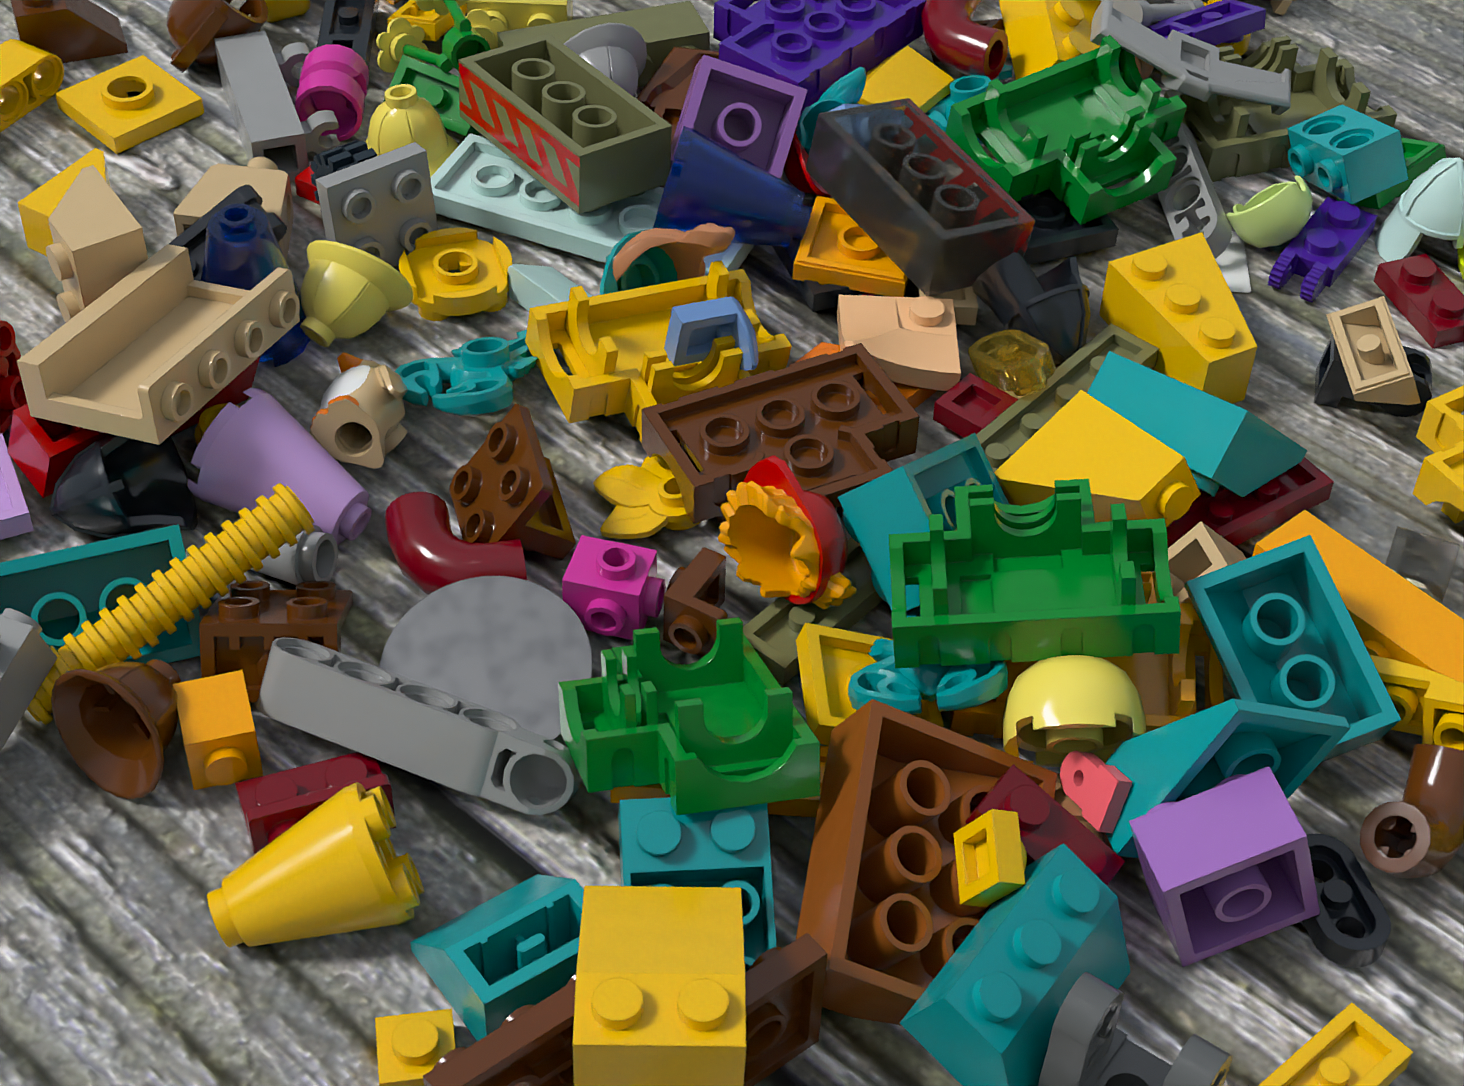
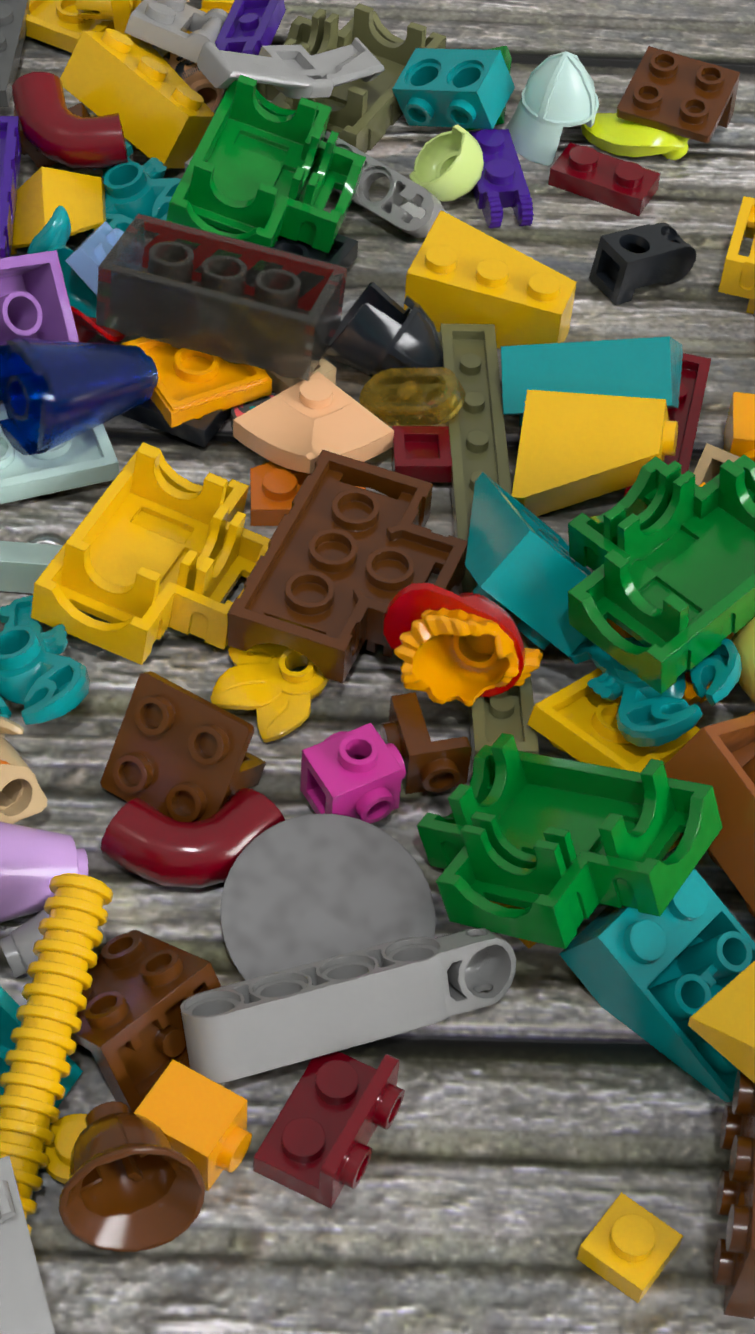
camera: 45 degrees left, 5 degrees up
(321, 877) = (433, 1171): yellow cone -> none
(506, 951) = (623, 1111): teal slope -> none
(662, 256) = (74, 478): nougat piece -> none
(698, 323) = (193, 511): medium blue plate -> none
(1373, 354) = (651, 240): tan slope -> none

